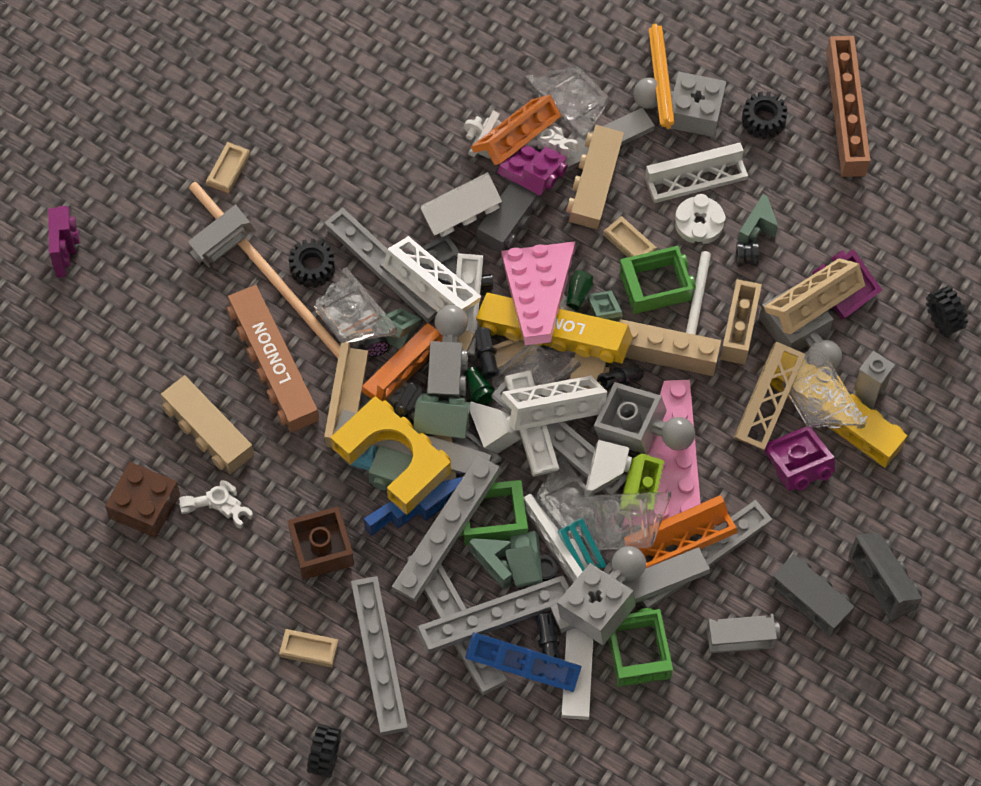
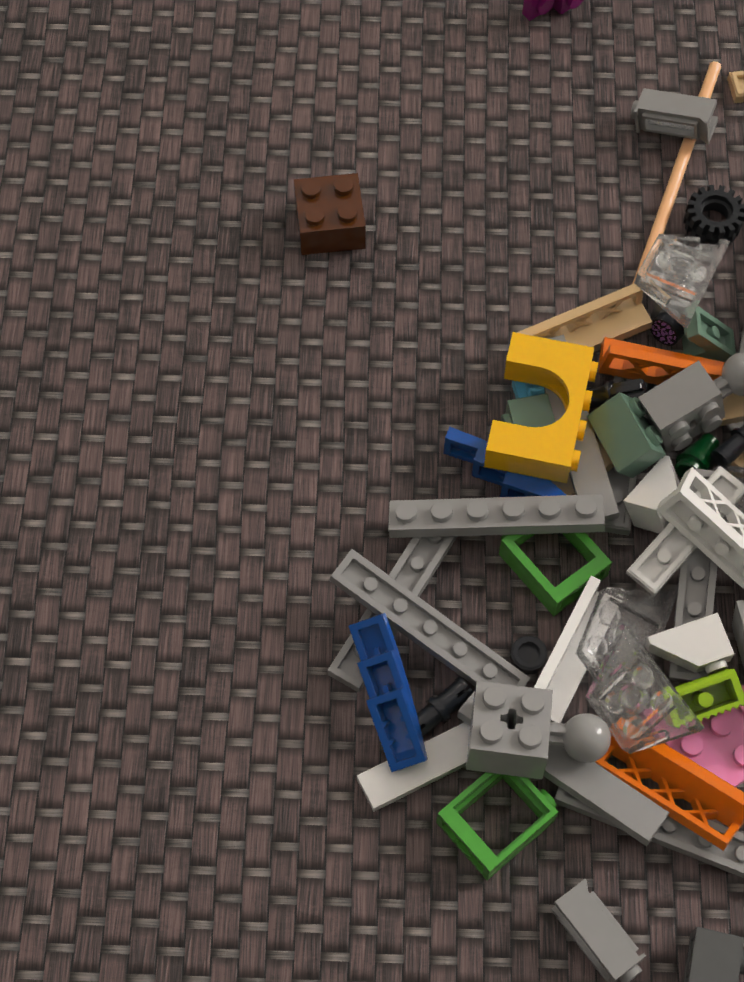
camera: 60 degrees right, 0 degrees up
(207, 425) = (454, 224): tan brick -> none
(218, 499) = (381, 284): white piece -> none
(272, 358) = (574, 241): nougat brick -> none
(308, 648) = (270, 464): tan tile -> none
(320, 542) = (393, 401): reddish brown brick -> none
(324, 750) = (151, 540): black tyre -> none
(379, 656) = (303, 538): light grey plate -> none
(489, 554) = (501, 586): sand green slope -> none
(525, 559) = (521, 624): sand green slope -> none
(600, 563) = (587, 647): teal tile -> none

